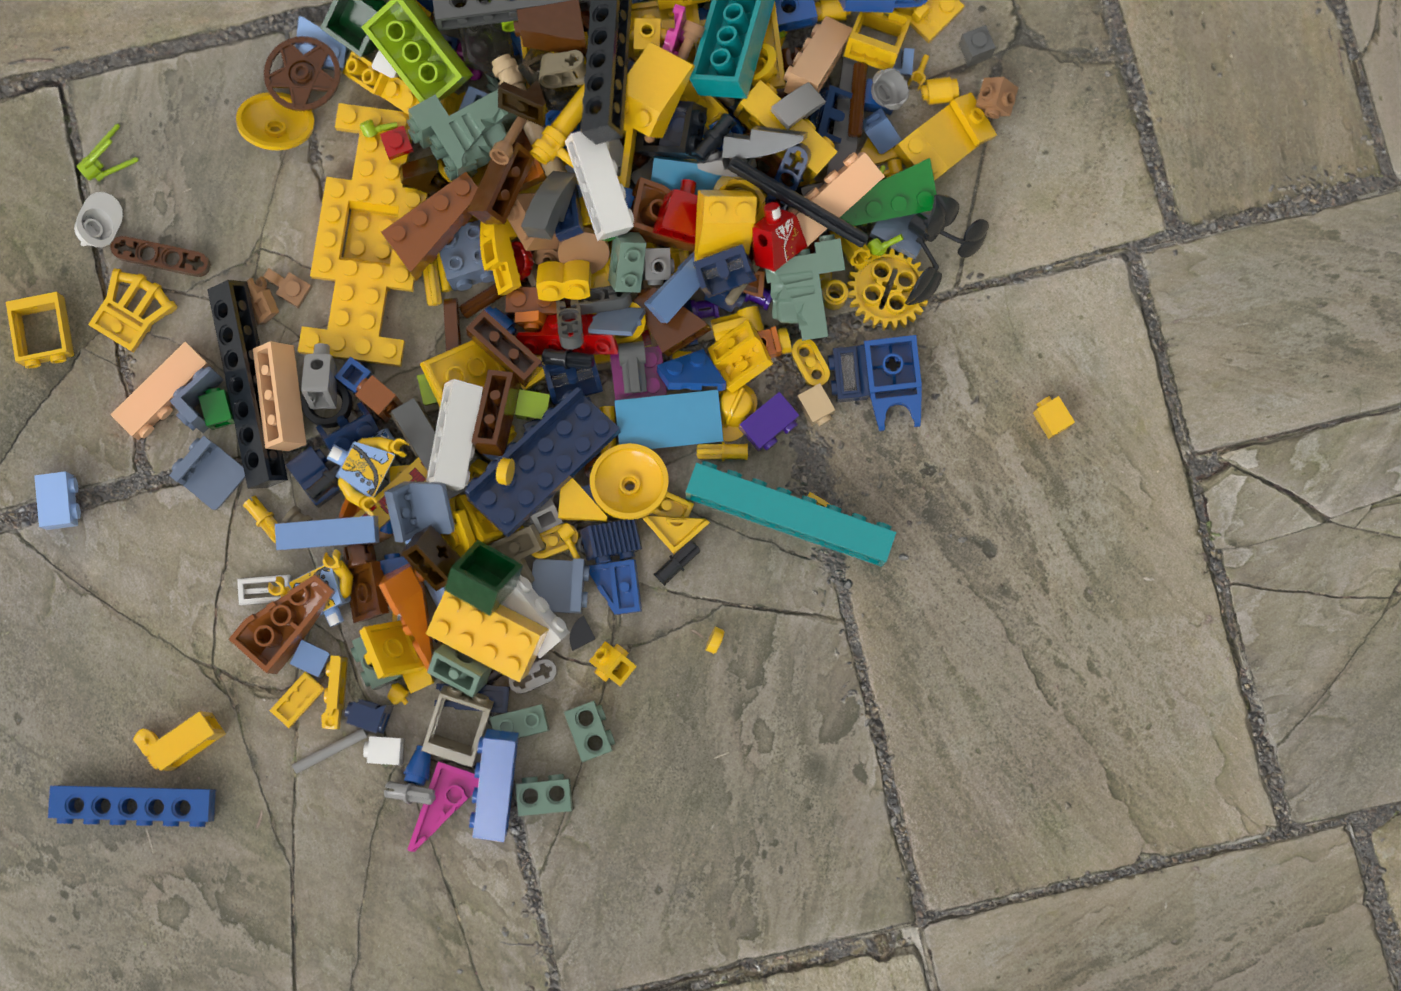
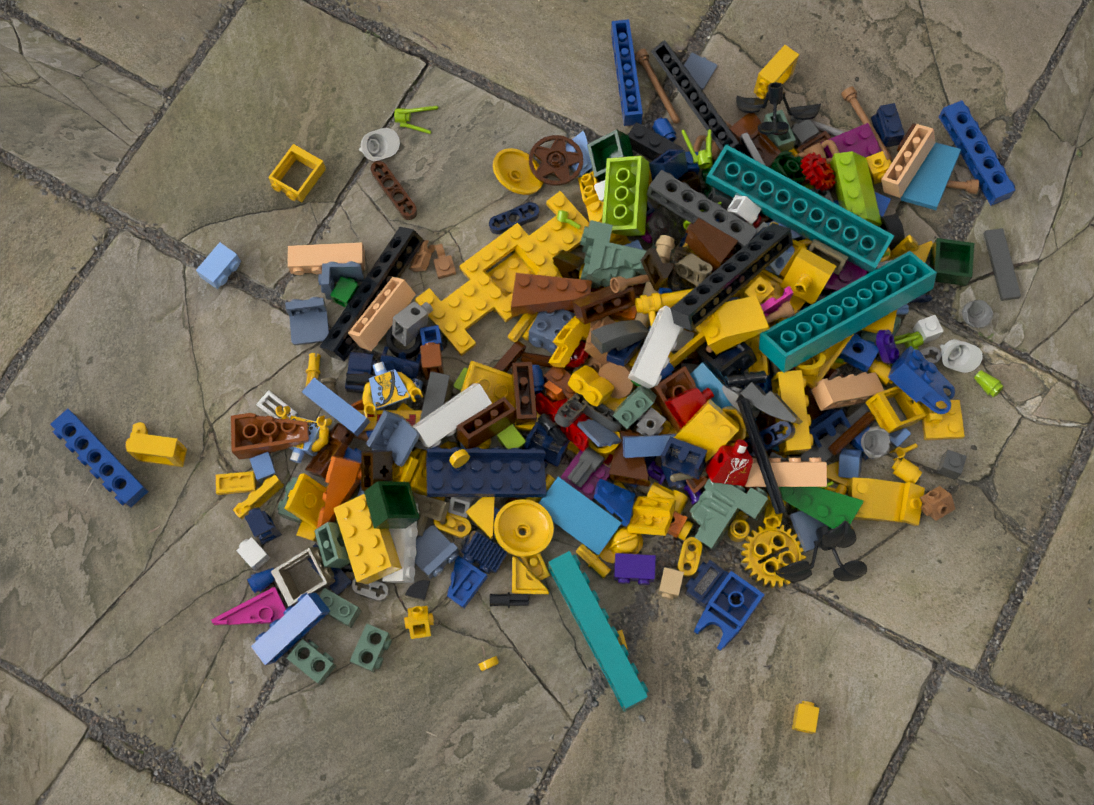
camera: 45 degrees right, 10 degrees down
(121, 324) = (342, 211): yellow plate -> none
(329, 160) = (515, 211): none -> dark blue beam
(329, 750) = (224, 526): light grey bar -> none
(396, 142) = (570, 236): red plate -> none
(398, 694) = (289, 529): yellow piece -> none
(410, 793) = (242, 589): light grey axle -> none
(565, 533) = (463, 524): yellow hand -> none
(797, 105) = (811, 402): light grey slope -> none
(878, 248) = (787, 525): lime hand -> none

